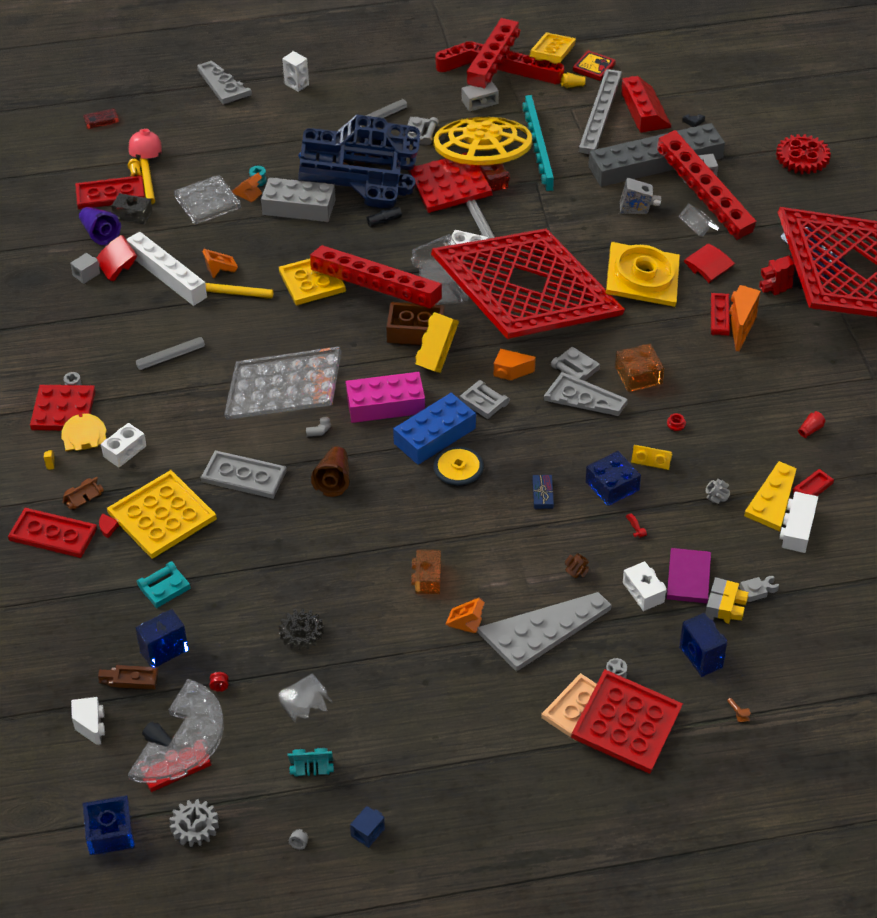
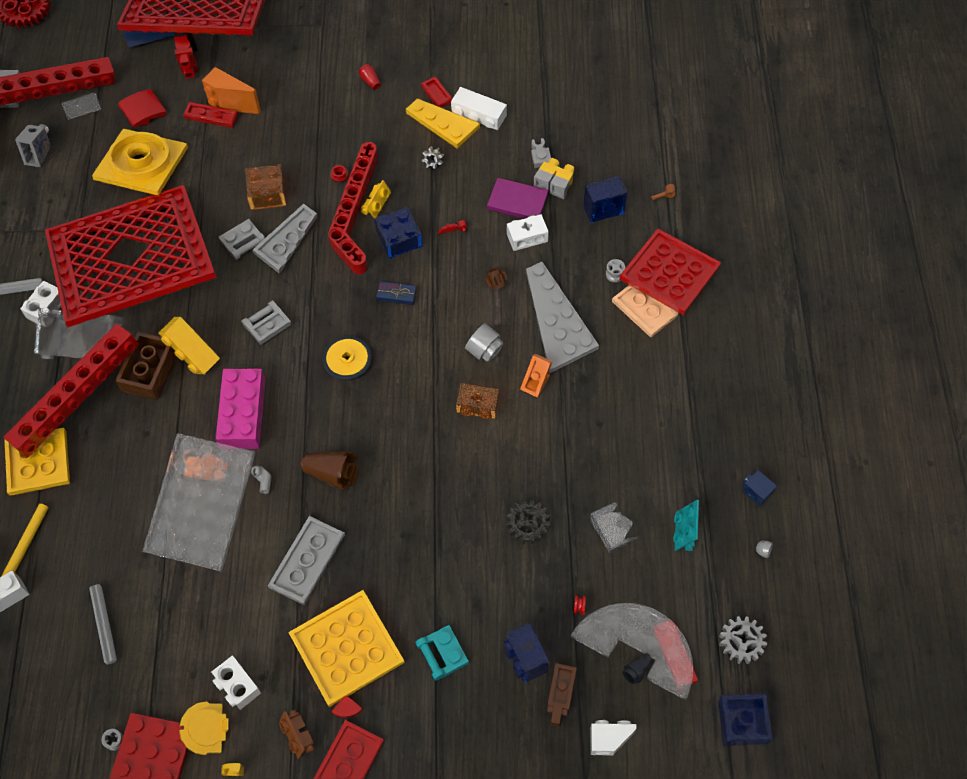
camera: 80 degrees left, 15 degrees up
(434, 428) = (297, 369): blue brick -> none
(494, 565) = (484, 343): none -> light grey piece
(513, 365) = (228, 291): orange slope -> none
(629, 434) = (349, 208): none -> red beam

